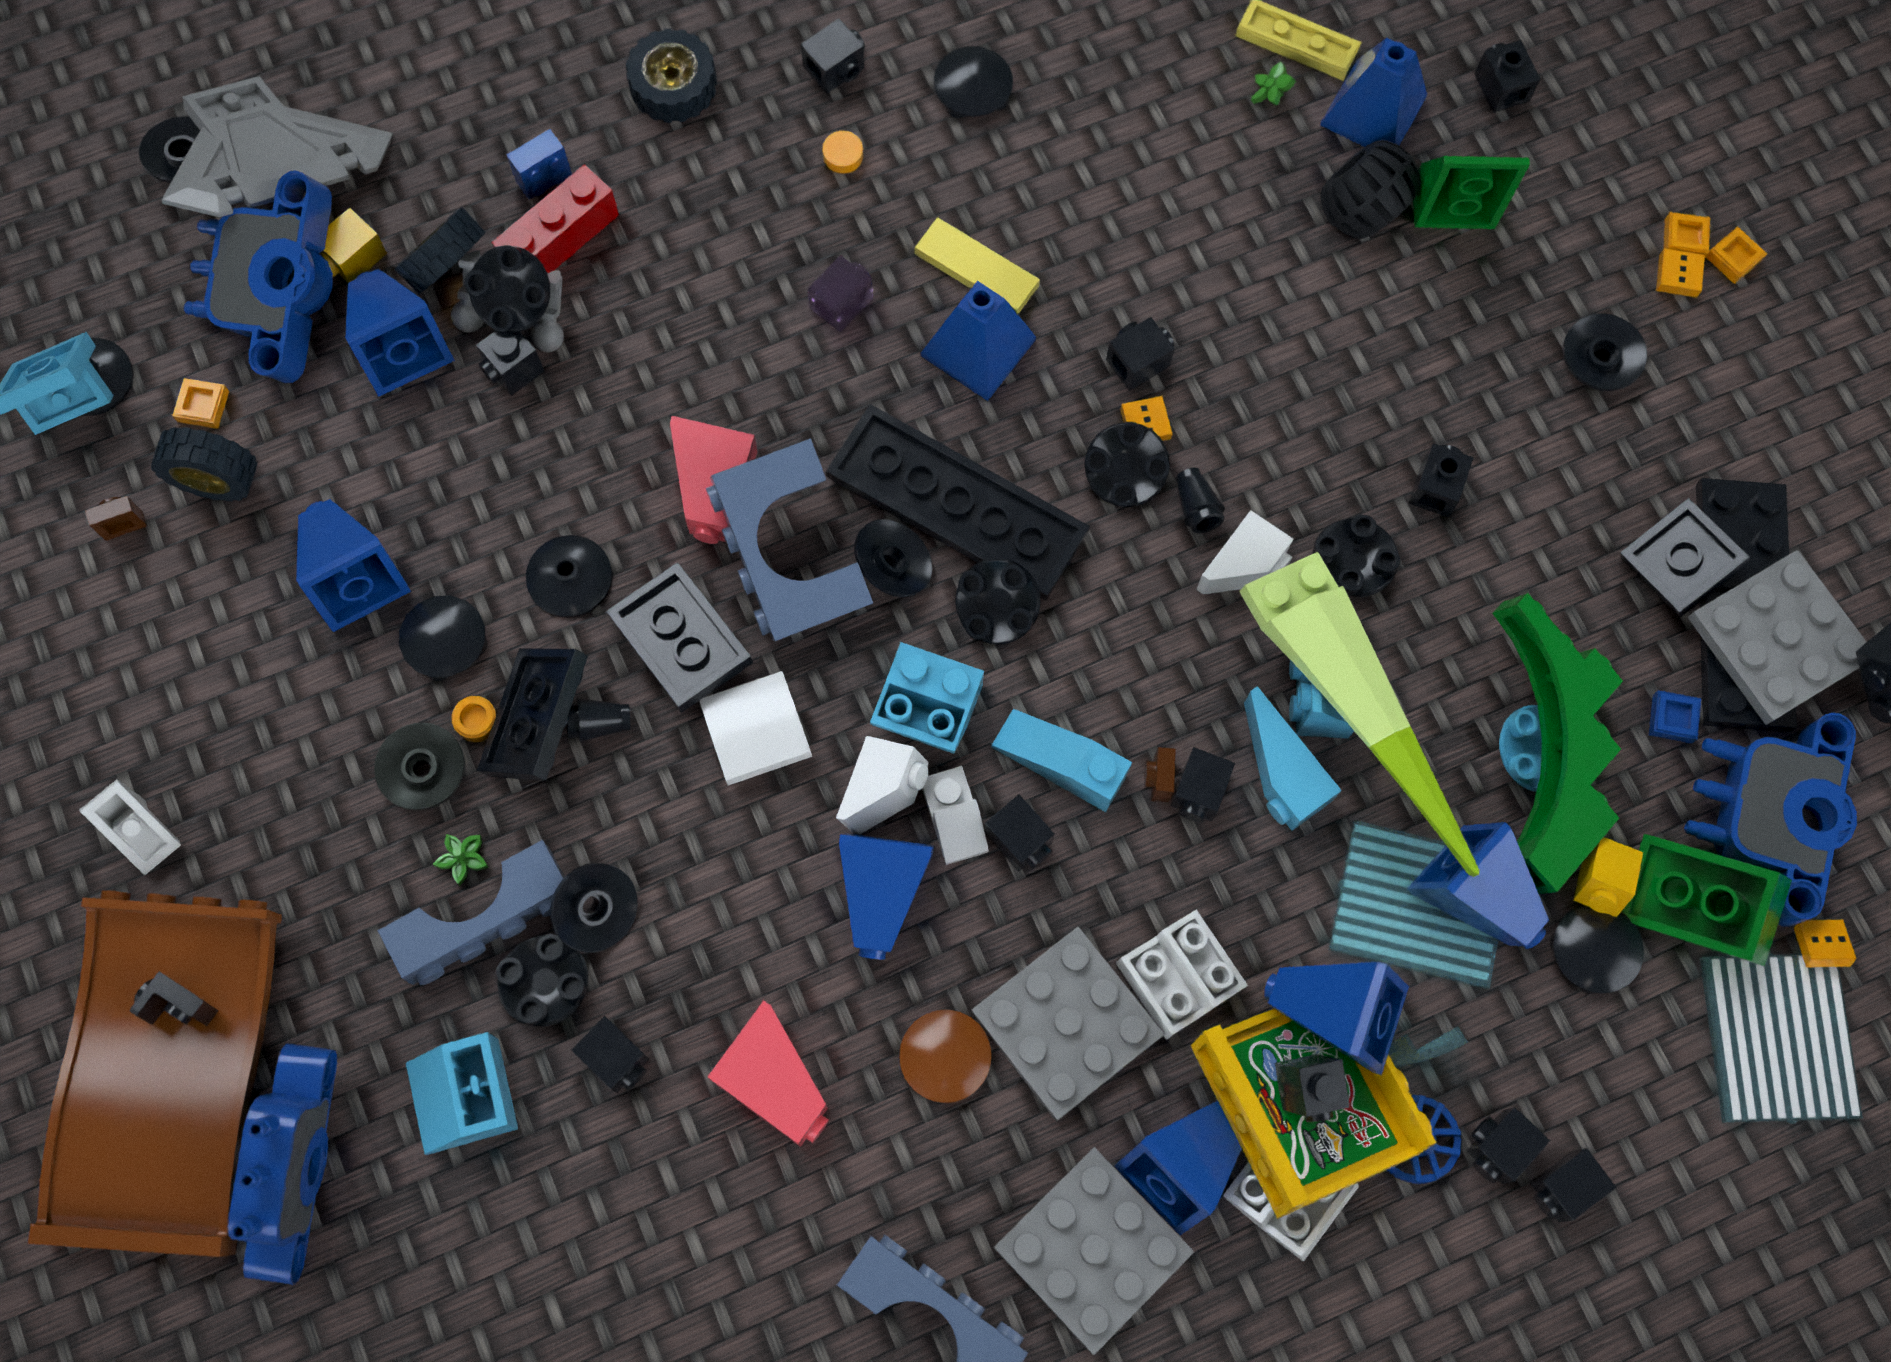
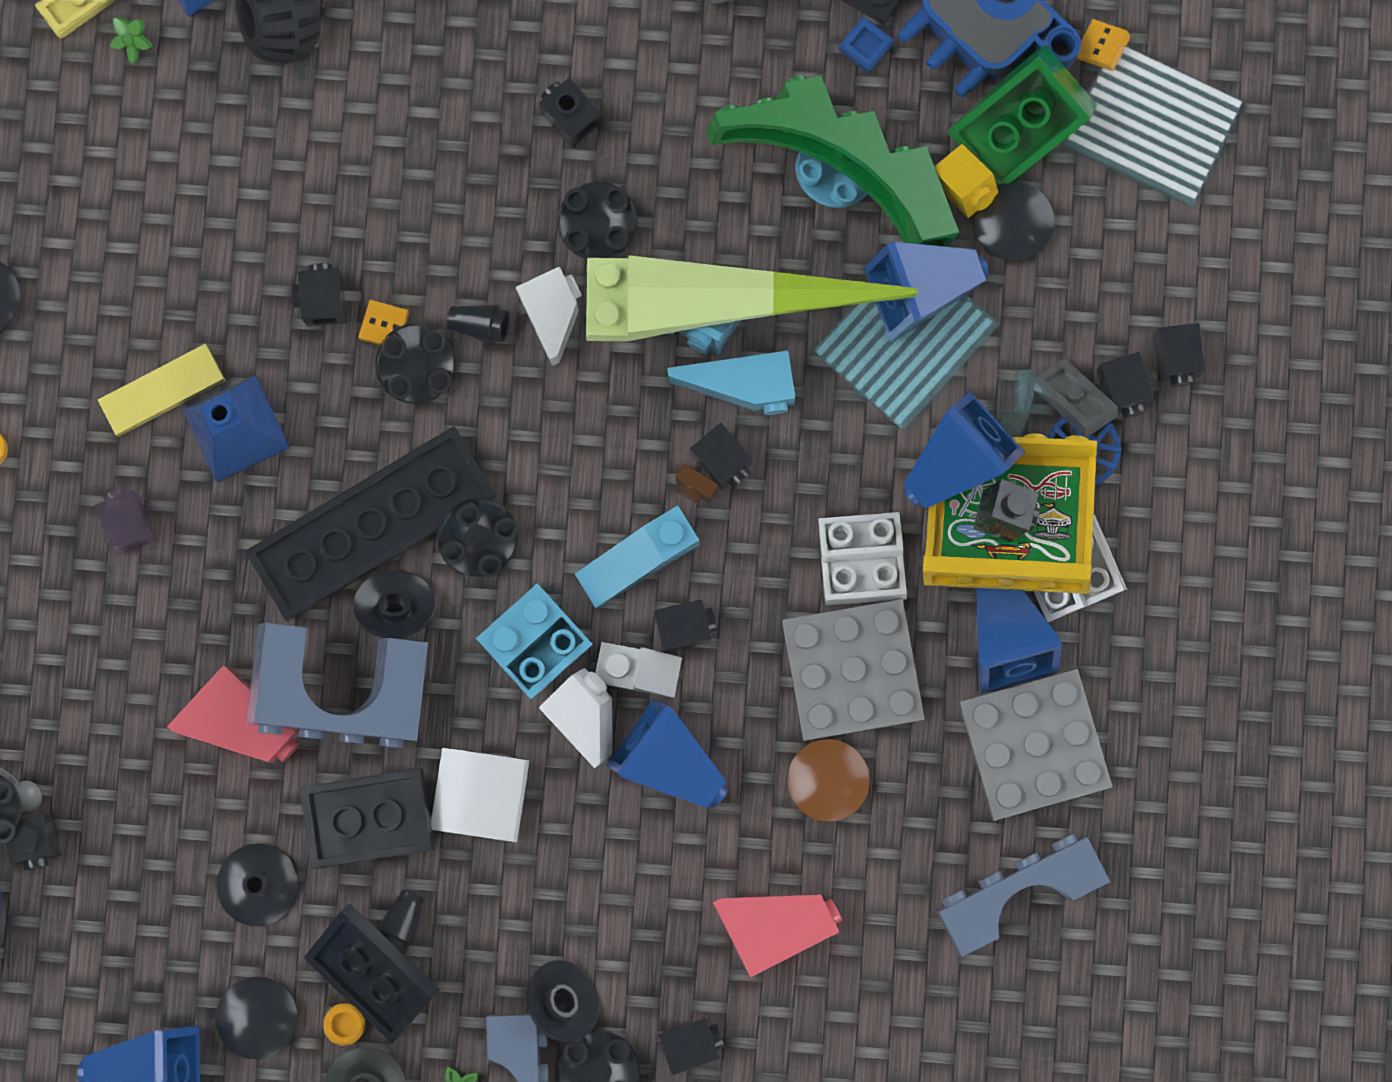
camera: 55 degrees left, 10 degrees up
(1464, 1101) = (1075, 397): none -> flat silver plate

